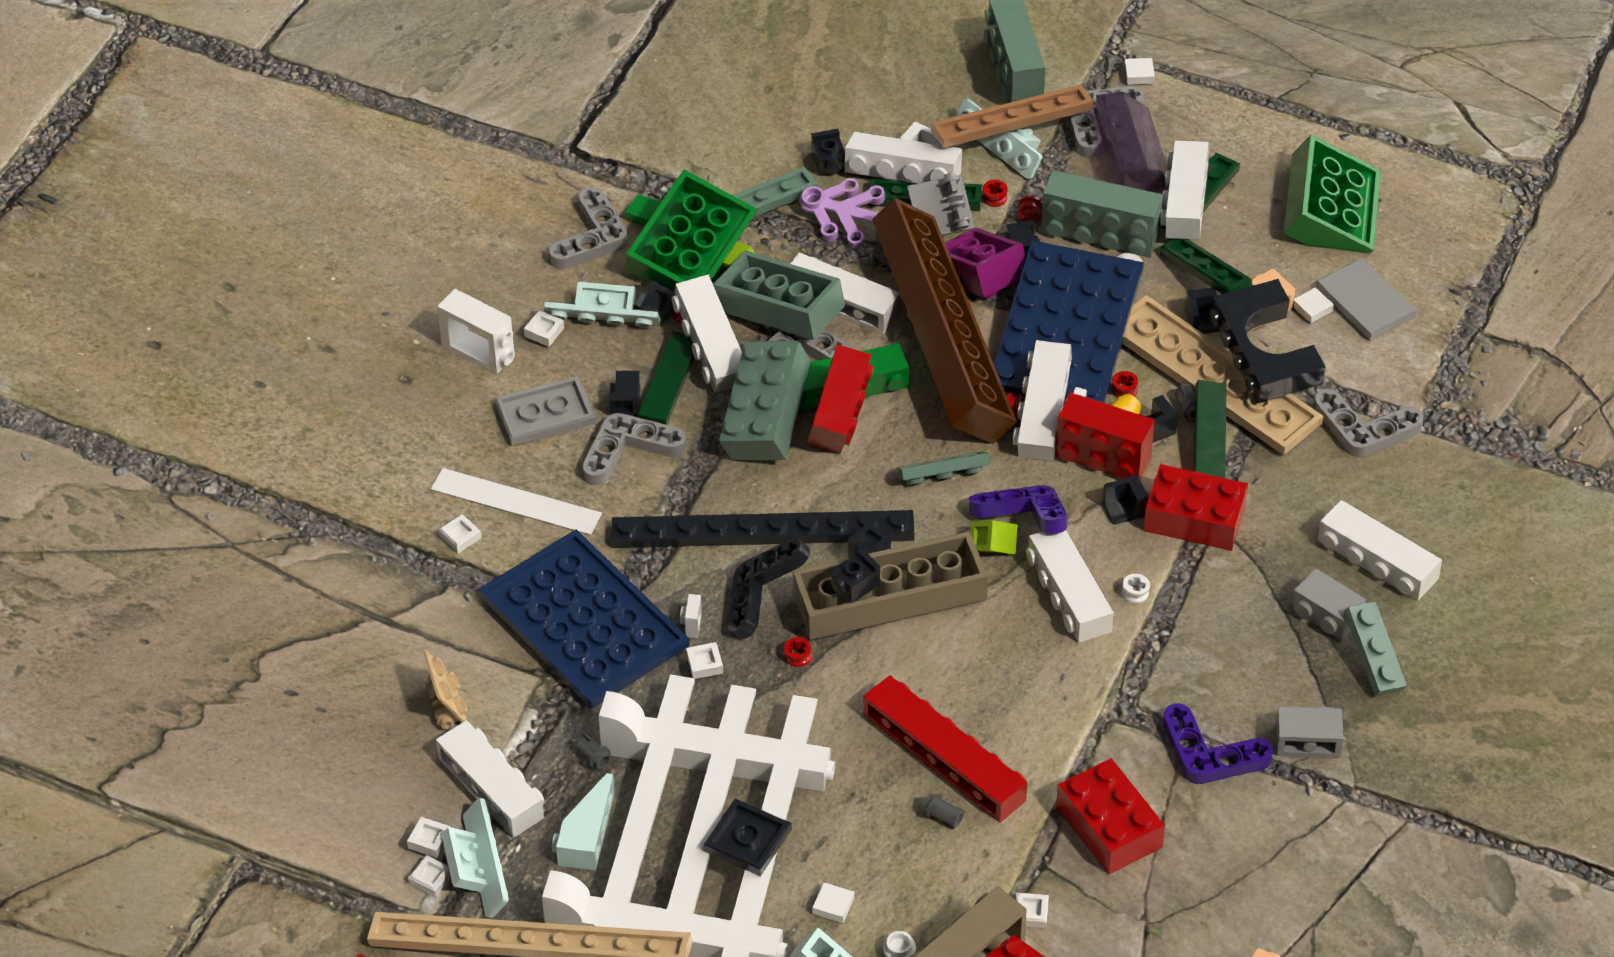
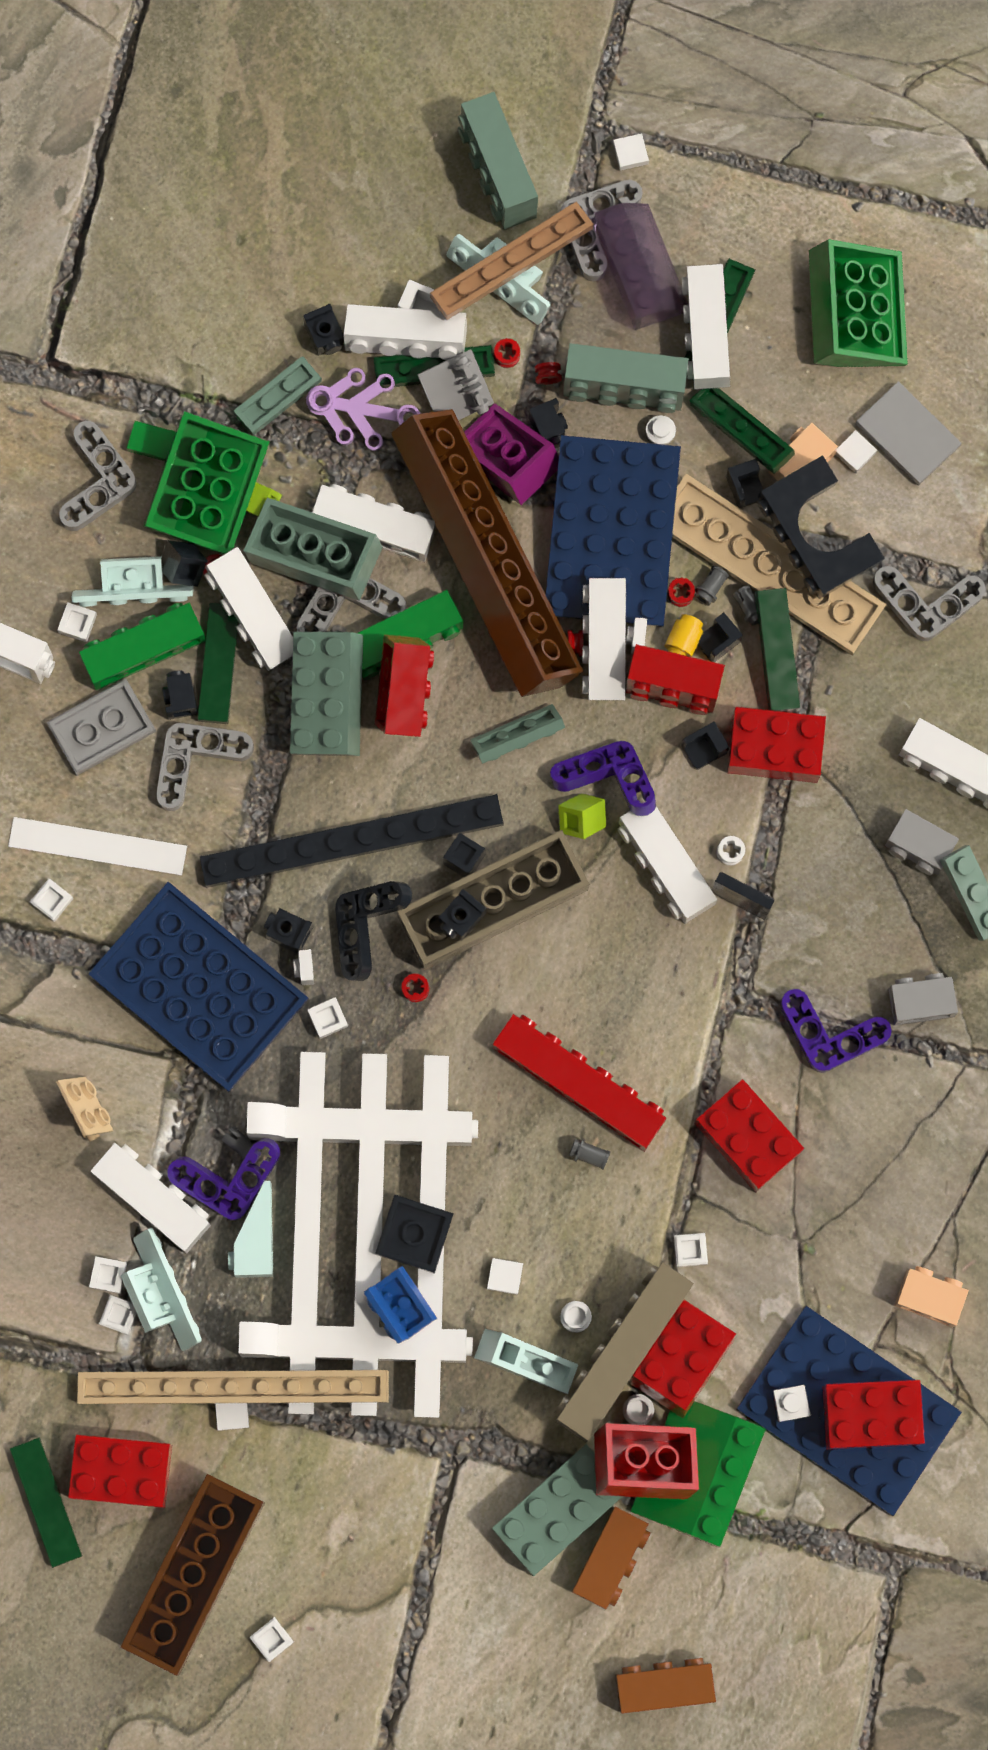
camera: 15 degrees left, 30 degrees up
(576, 782) = (235, 1189): none -> dark purple beam
(600, 352) = (142, 645): none -> green brick
(681, 581) = (295, 938): none -> black brick
(719, 890) = (399, 1305): none -> blue bracket
(1140, 613) = (742, 895): none -> black tile
(1149, 386) = (707, 591): none -> dark grey pin

